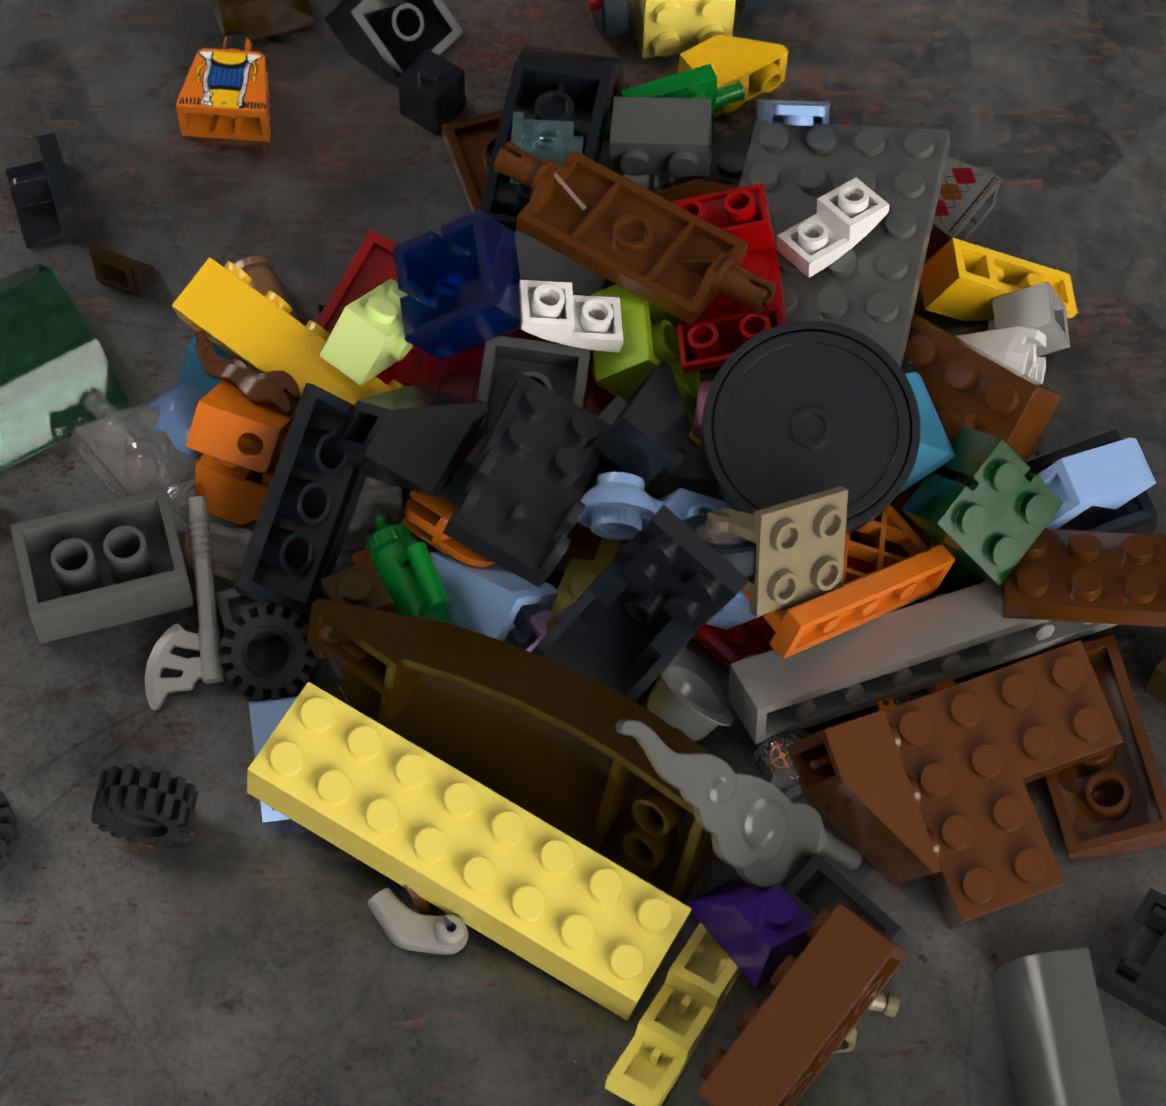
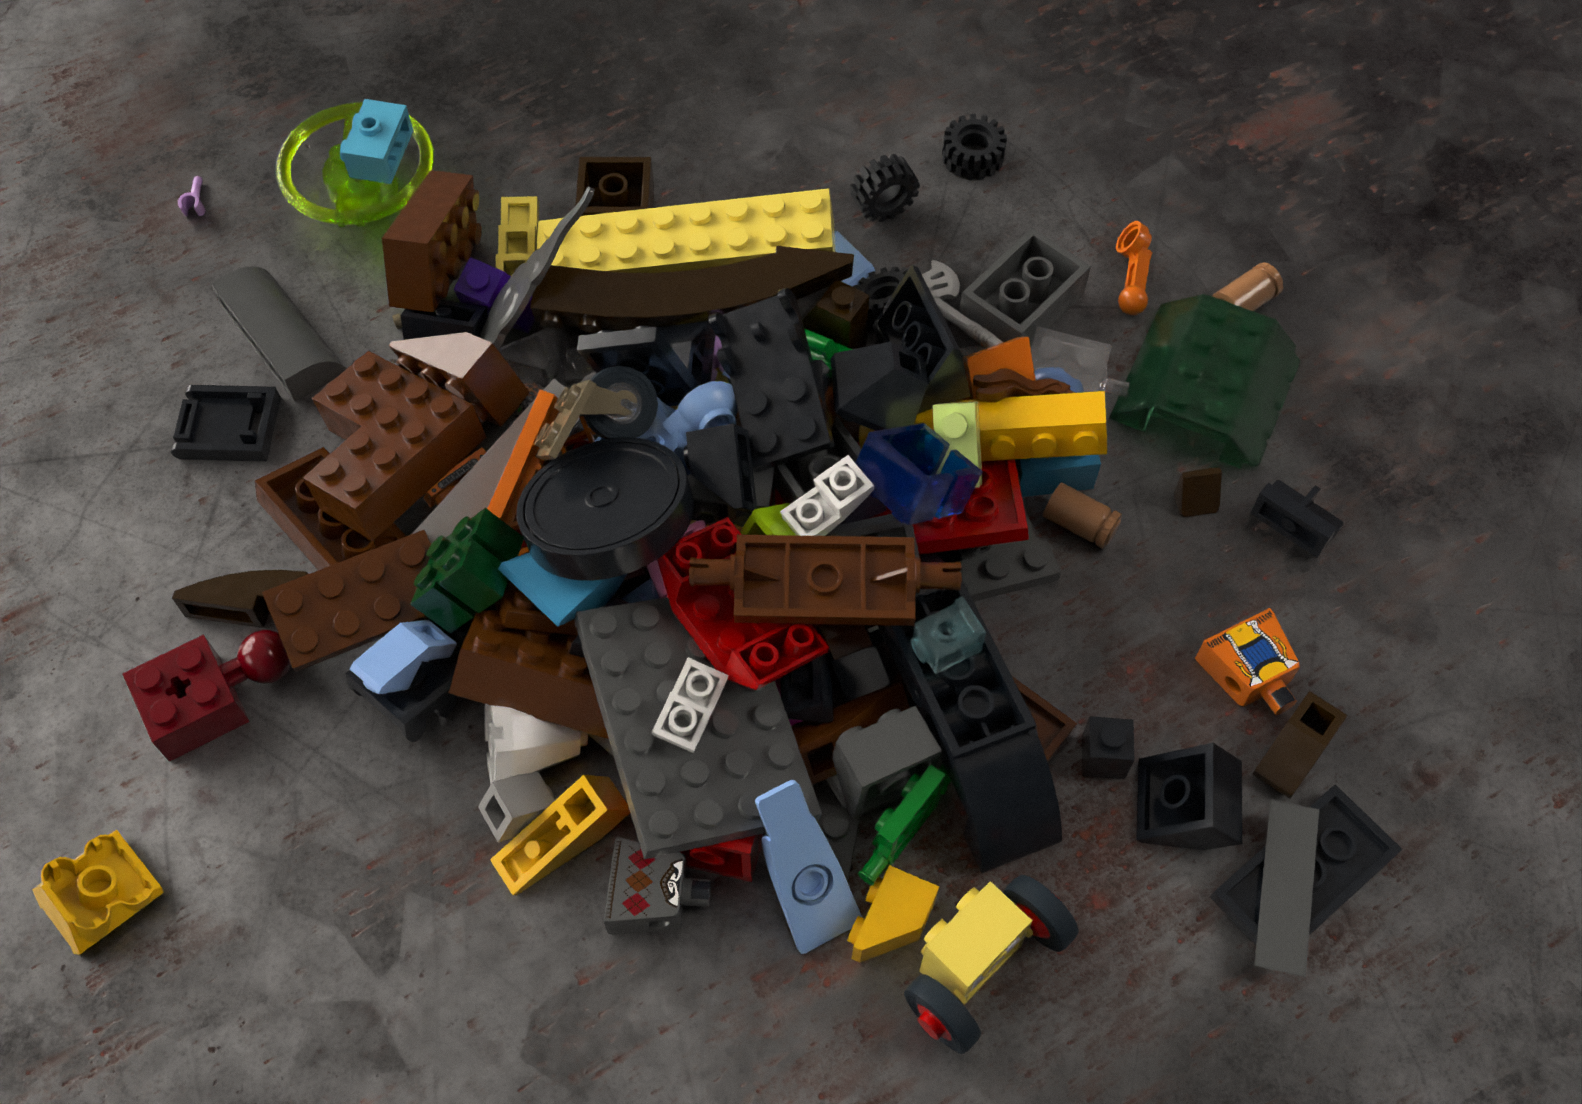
camera: 150 degrees right, 0 degrees up
(504, 1003) = (617, 182): none -> dark brown brick

